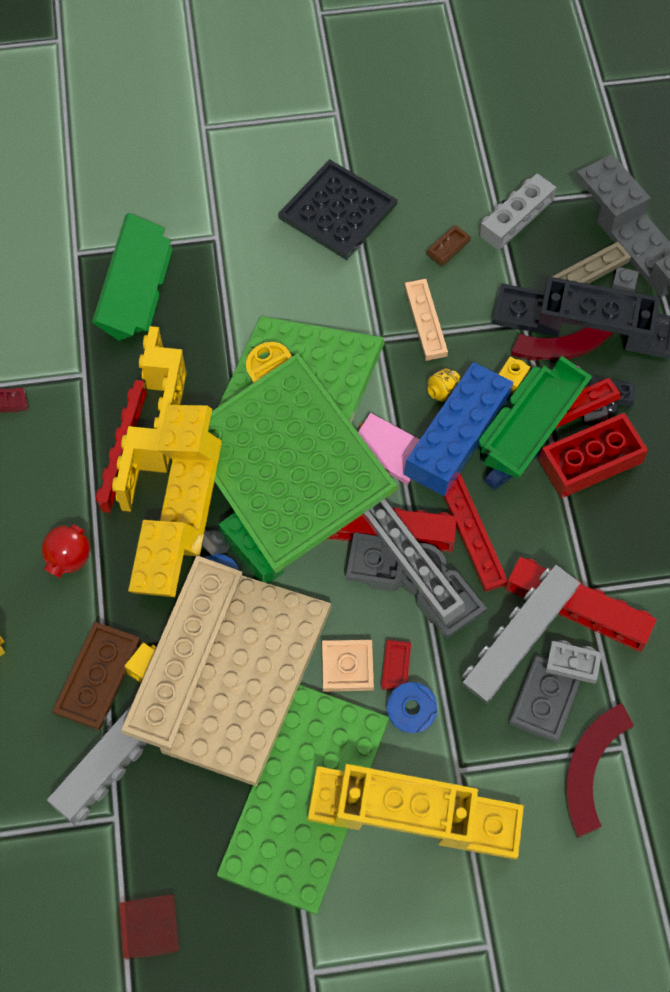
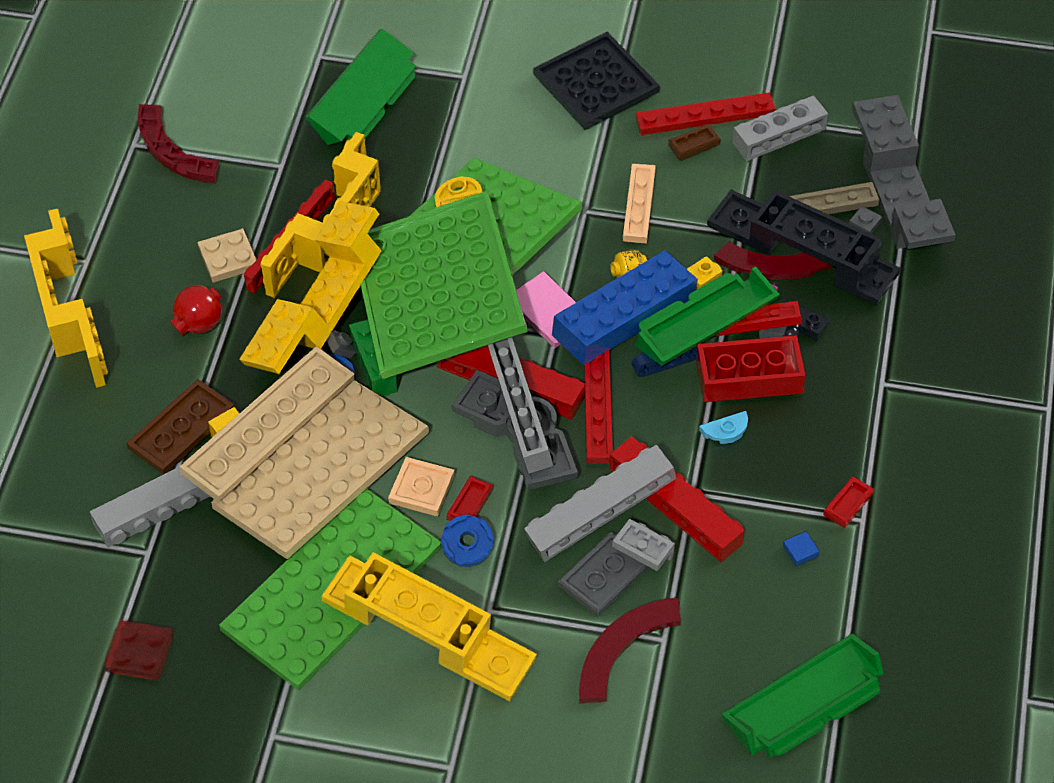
camera: 20 degrees right, 10 degrees down
(70, 481) = (227, 255): none -> tan plate
(445, 215) = (704, 113): none -> red plate
(592, 519) = (726, 429): none -> medium azure plate

